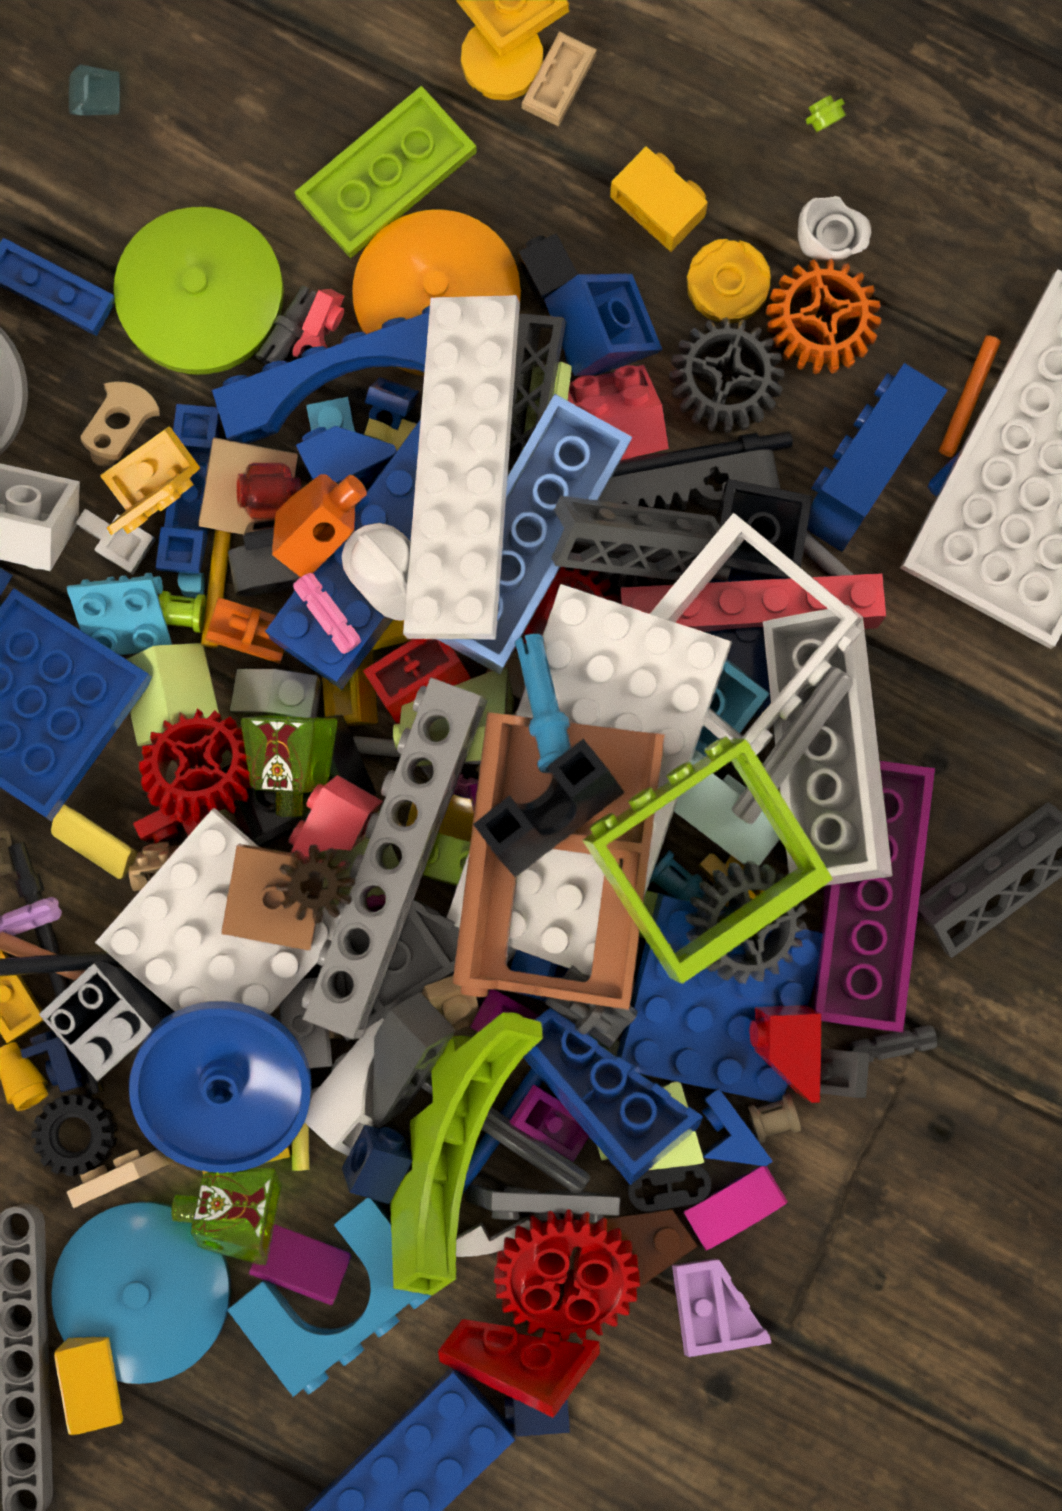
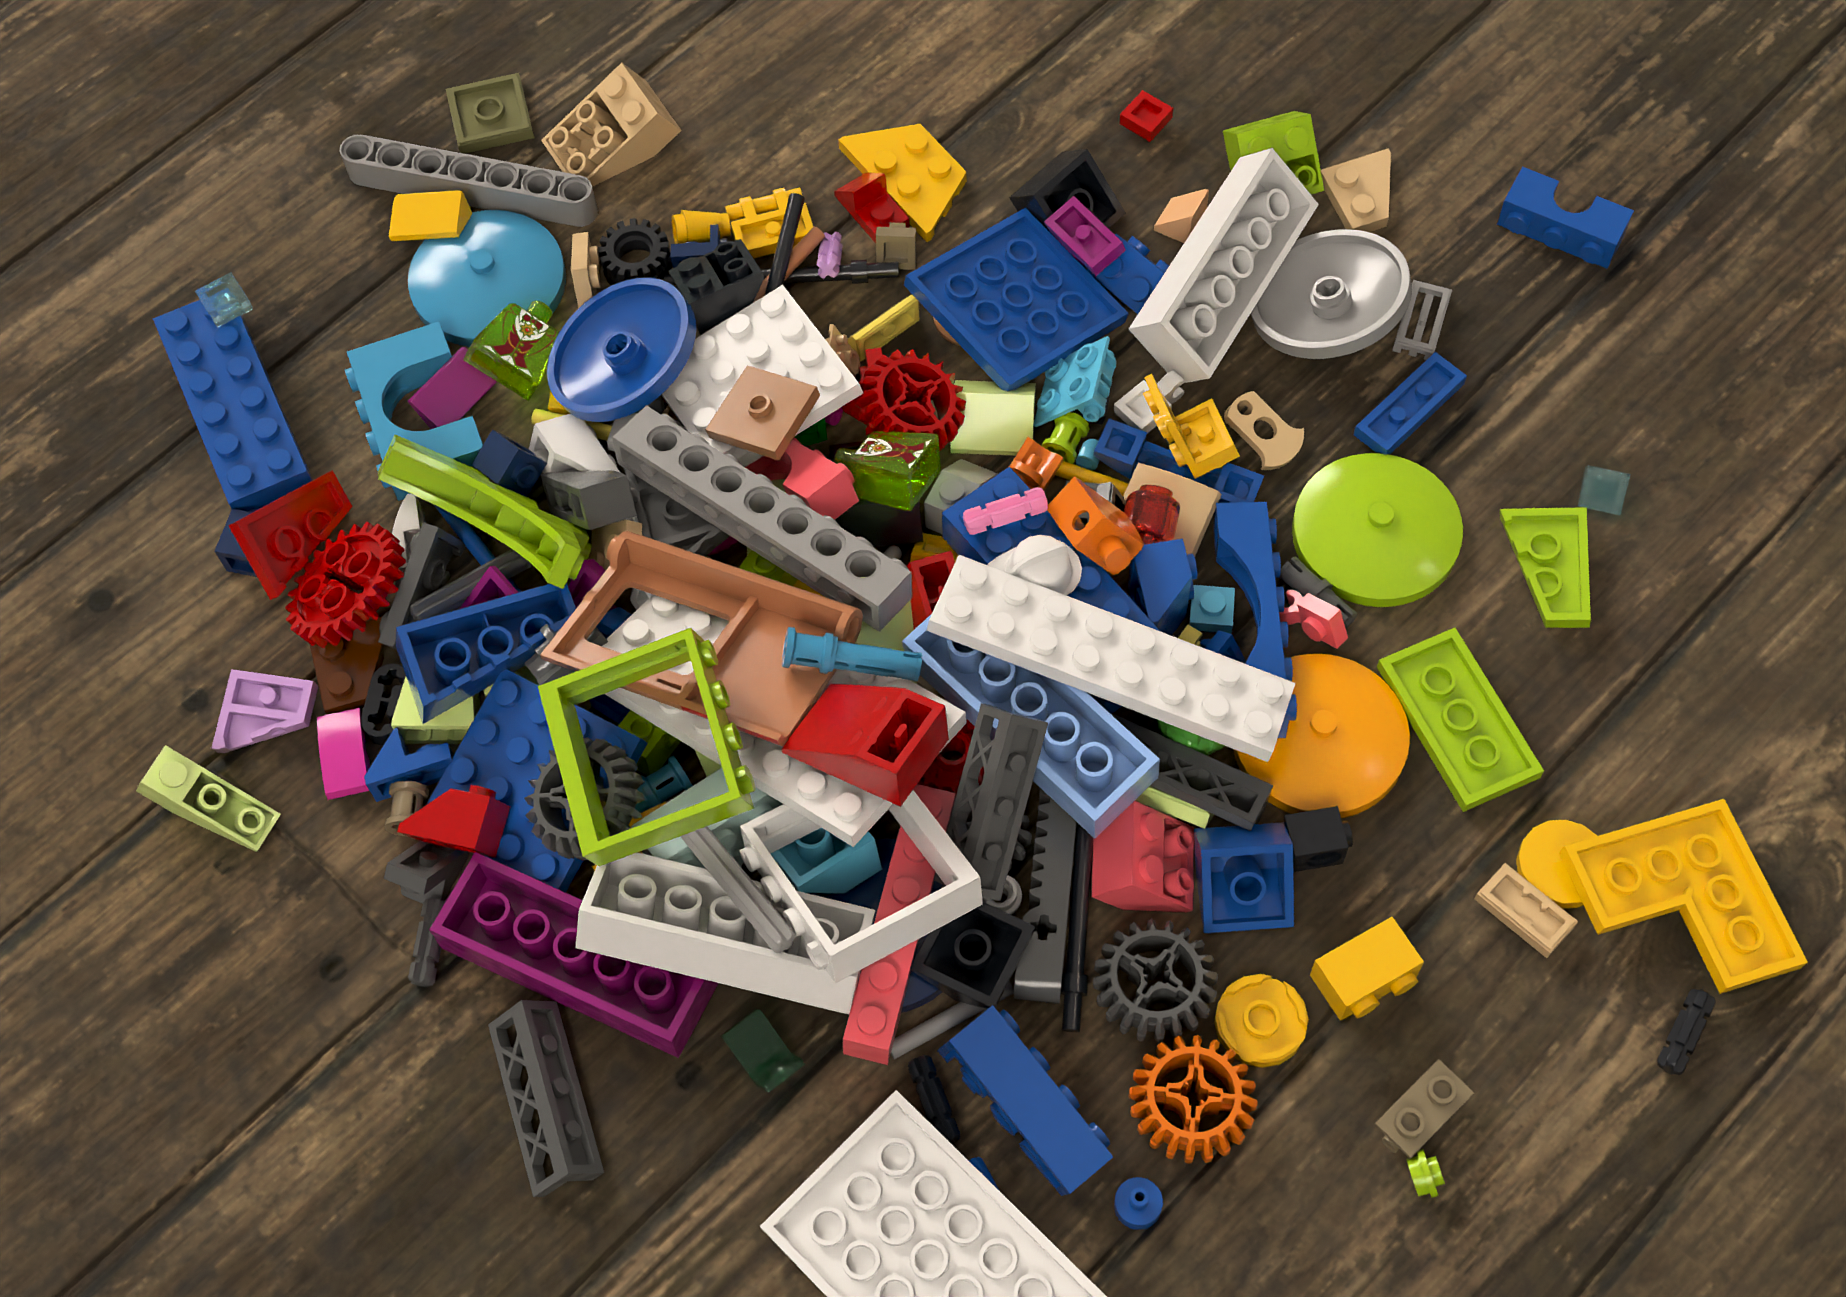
camera: 110 degrees right, 20 degrees down
(192, 118) = (1554, 561): none -> lime wing
(326, 895) = (755, 430): dark brown gear -> none
(576, 794) = (754, 652): black arch -> none
(632, 654) = (872, 738): none -> red slope
(774, 122) = (1423, 1109): none -> dark tan hinge
(826, 1323) = (207, 800): none -> yellowish green slope
(832, 230) = (1286, 1133): white hair -> none
(890, 538) = (933, 1097): none -> black axle
(902, 695) = (761, 1051): none -> clear green bracket
(923, 342) = (1136, 1213): none -> blue tile
(969, 396) = (1064, 1235): orange bar -> none

